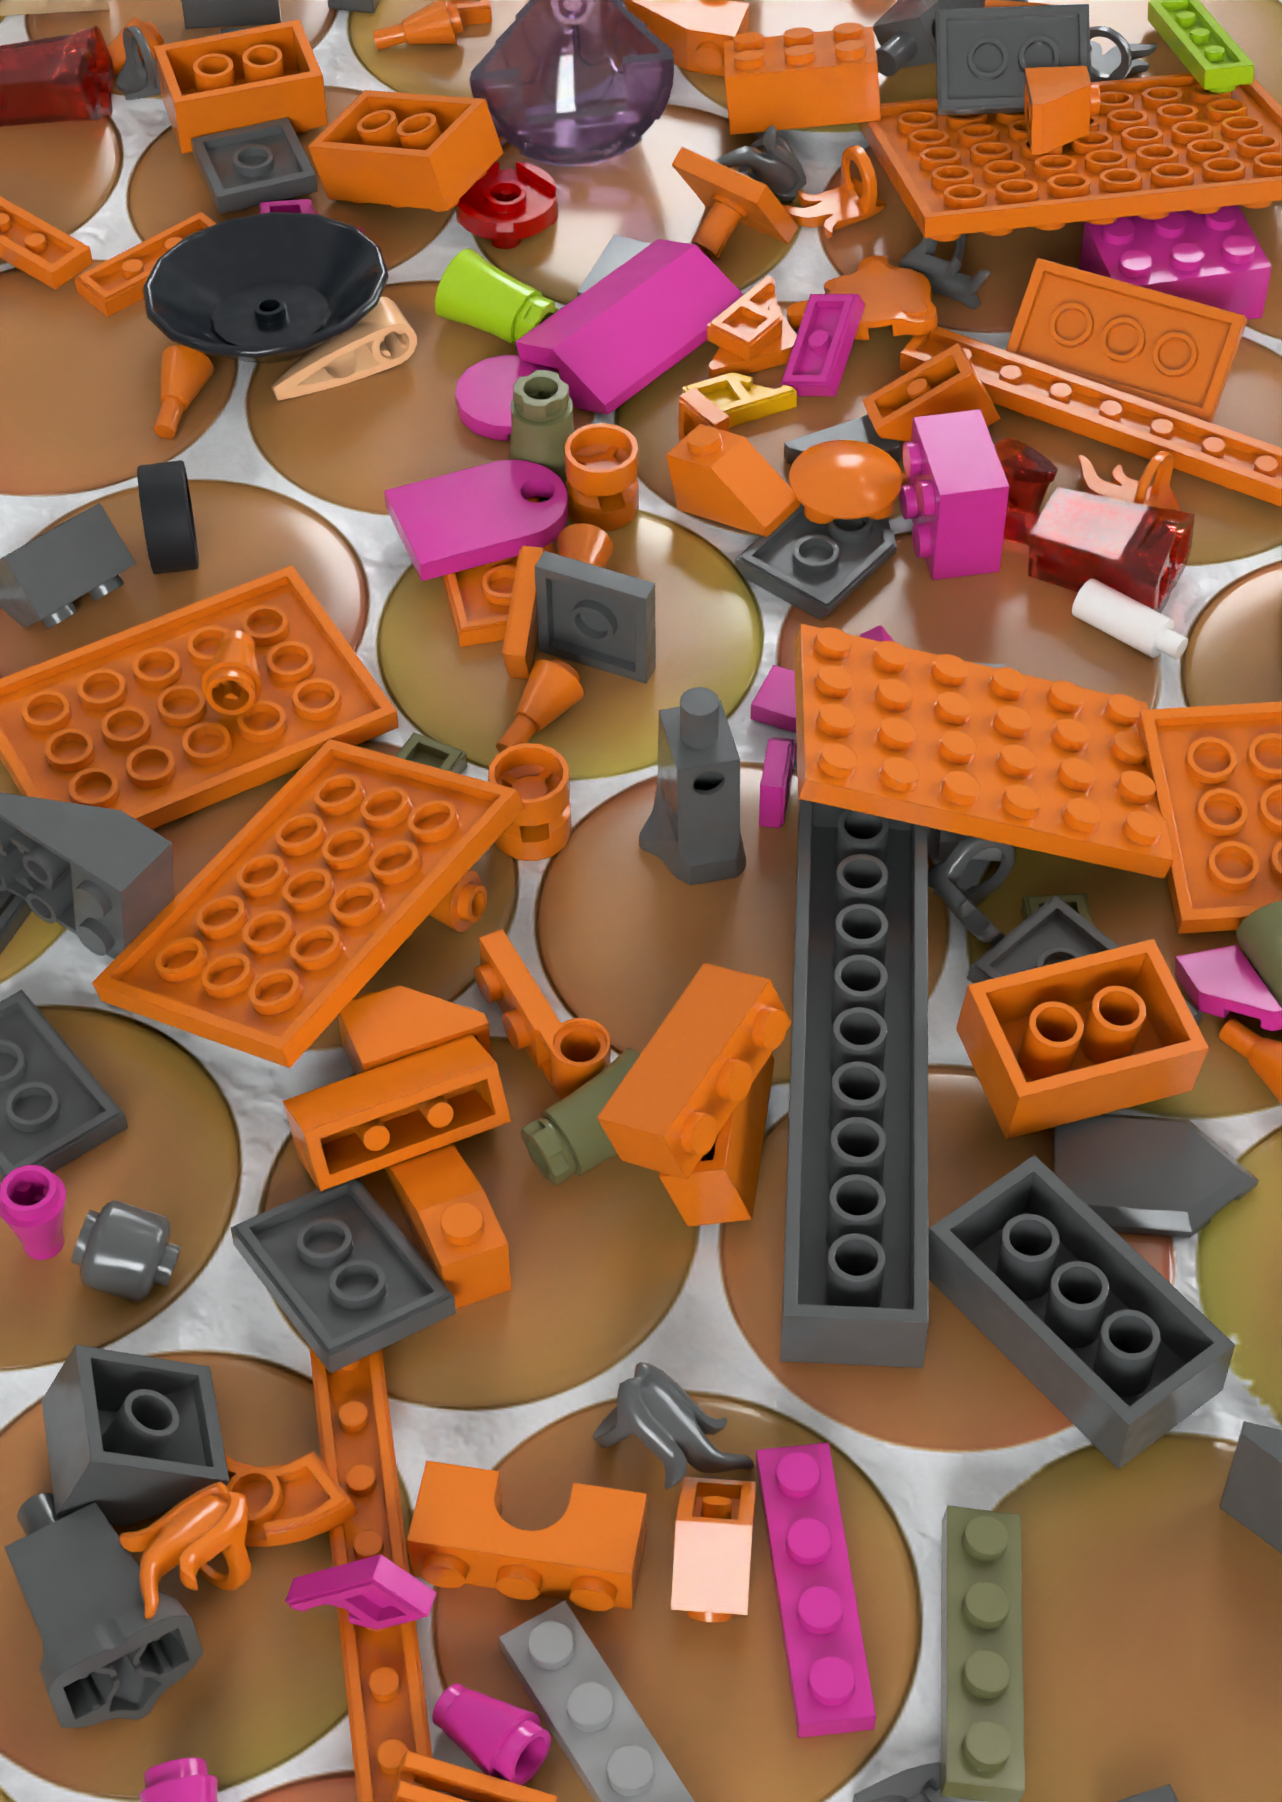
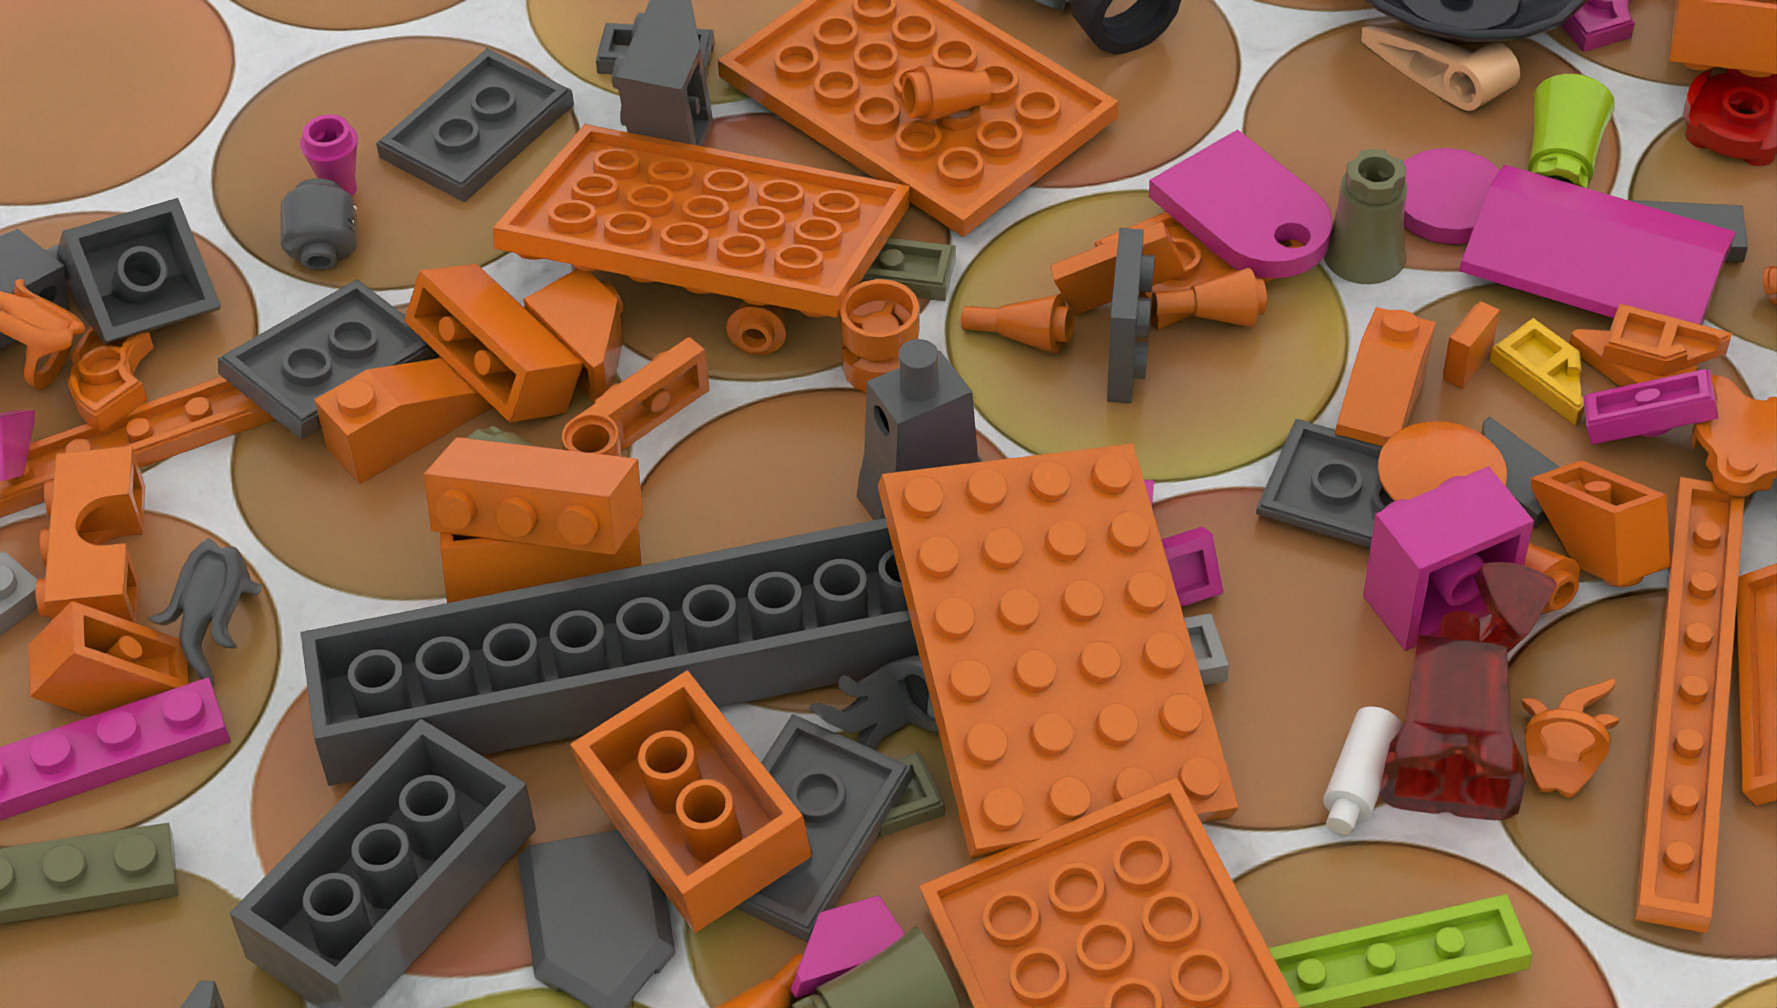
camera: 75 degrees right, 0 degrees up
(602, 476) = (1342, 279): orange wheel -> none

